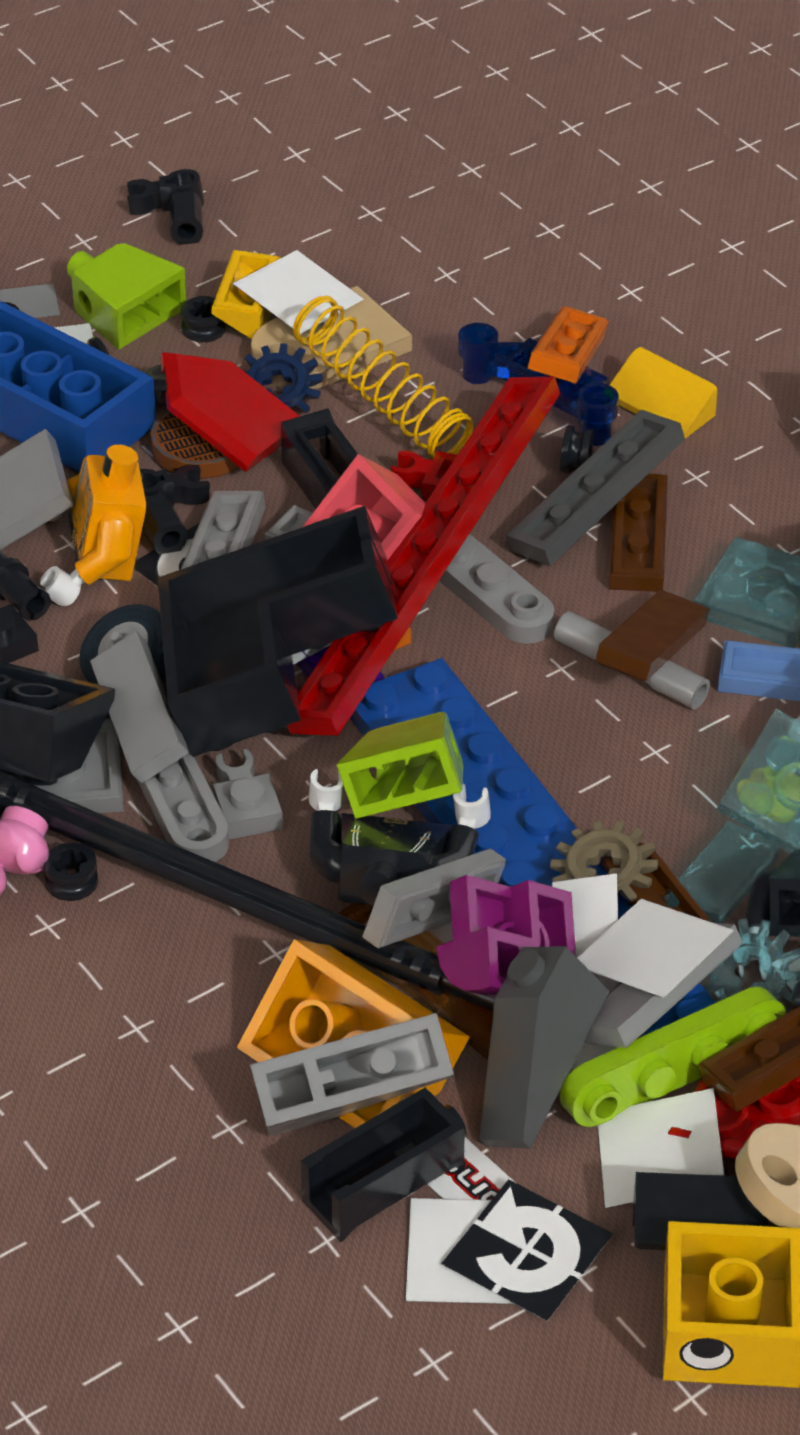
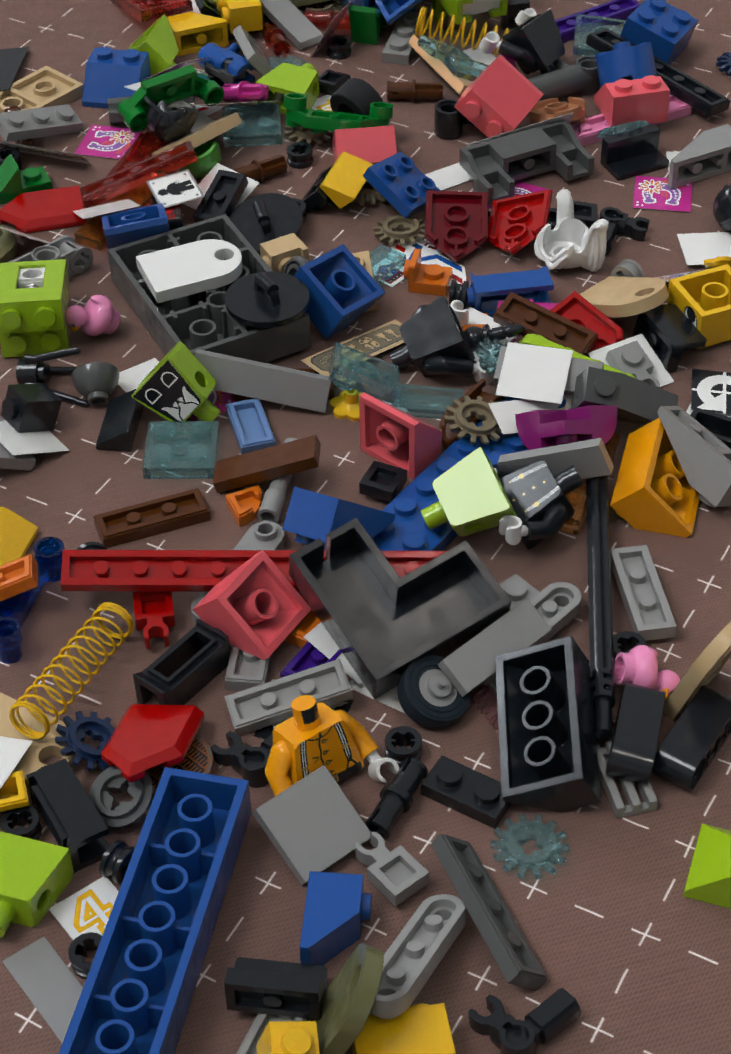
camera: 115 degrees left, 0 degrees up
(79, 604) = (403, 737): none -> black bush
(154, 923) = (642, 593): none -> light grey plate
(189, 332) = (69, 813): none -> black window
(484, 651) = (316, 515): none -> blue slope
(557, 750) = (383, 481): none -> black plate
(595, 487) = (130, 525): dark grey plate -> none
(605, 611) = (244, 504): none -> orange tile
(619, 765) = (397, 436): none -> coral slope
(649, 1136) = (632, 360): none -> light grey plate

